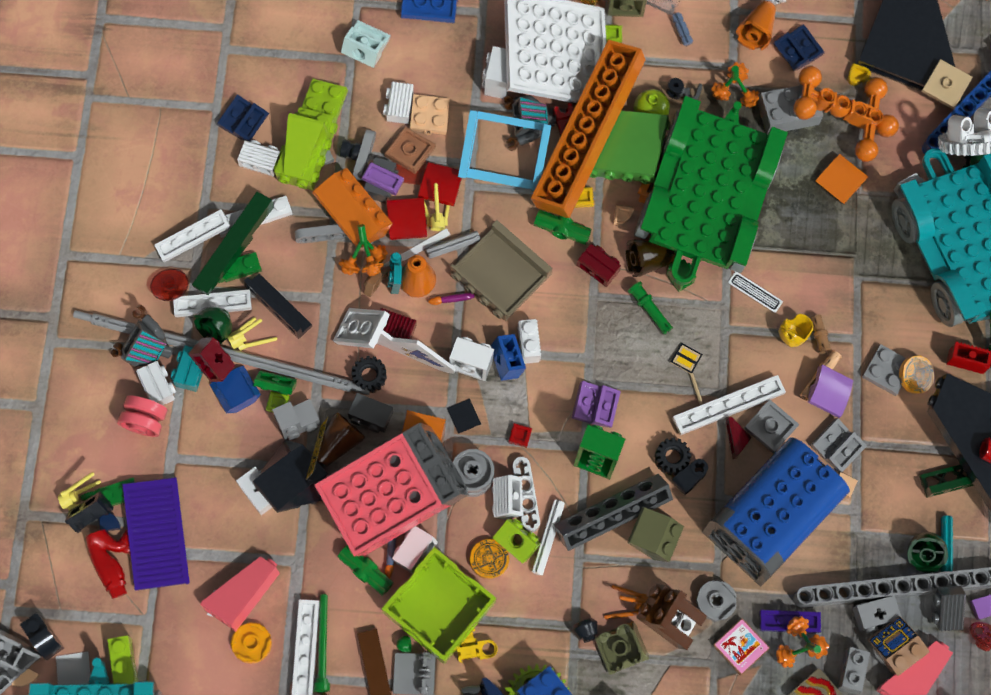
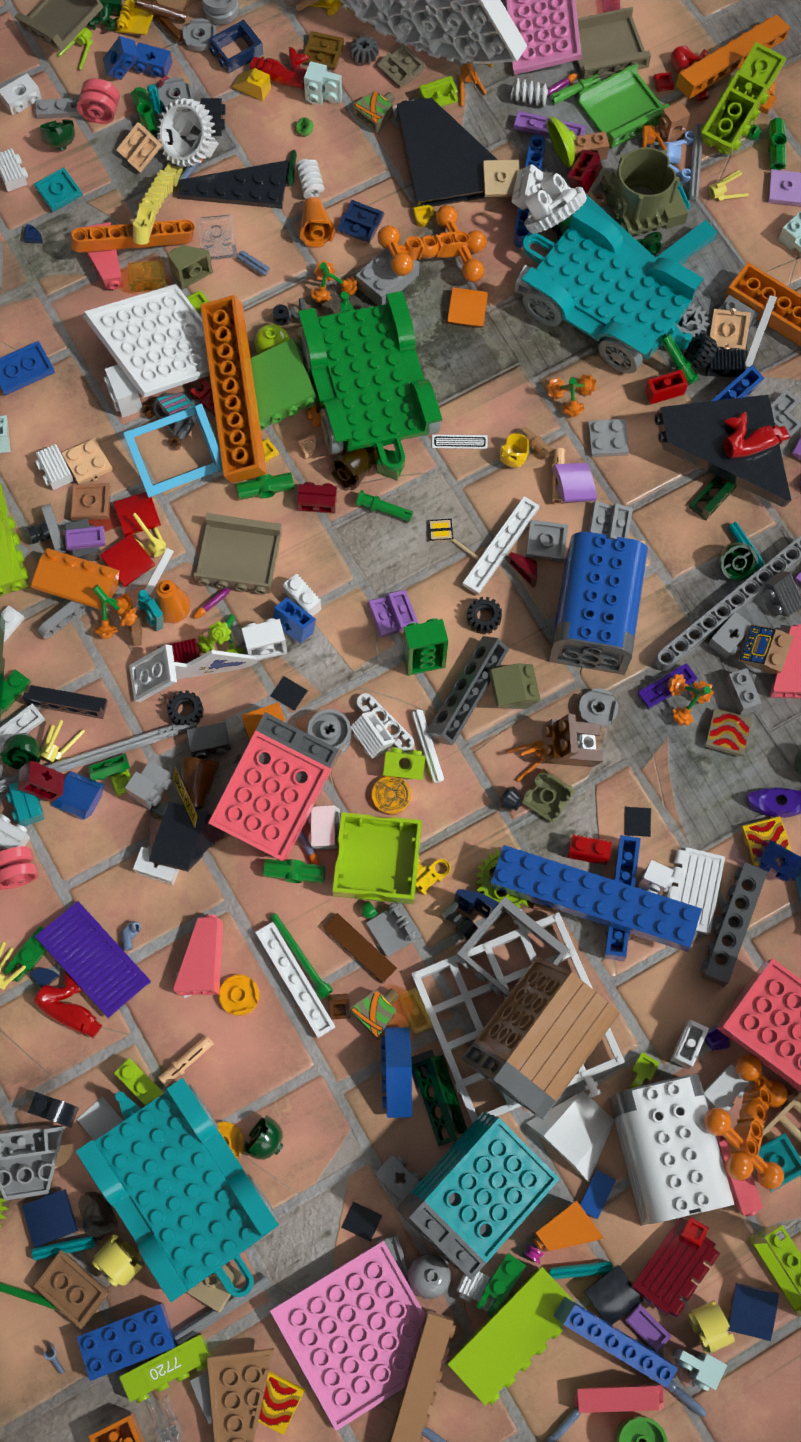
camera: 30 degrees left, 0 degrees up
(88, 512) = (21, 978): black hinge -> none
(163, 669) = (185, 1061): none -> light nougat pin
(197, 532) = (129, 933): none -> sand blue arm
(437, 330) = (219, 632): none -> lime plant
(453, 244) = (182, 557): light grey axle -> none
(520, 435) = (347, 678): red tile -> none
(688, 477) = (509, 623): black piece -> none
(741, 646) = (642, 732): tile -> none
(874, 324) = (585, 385): none -> orange plant
(916, 374) = (633, 426): tile -> none
(964, 103) = (527, 182): none -> white brick

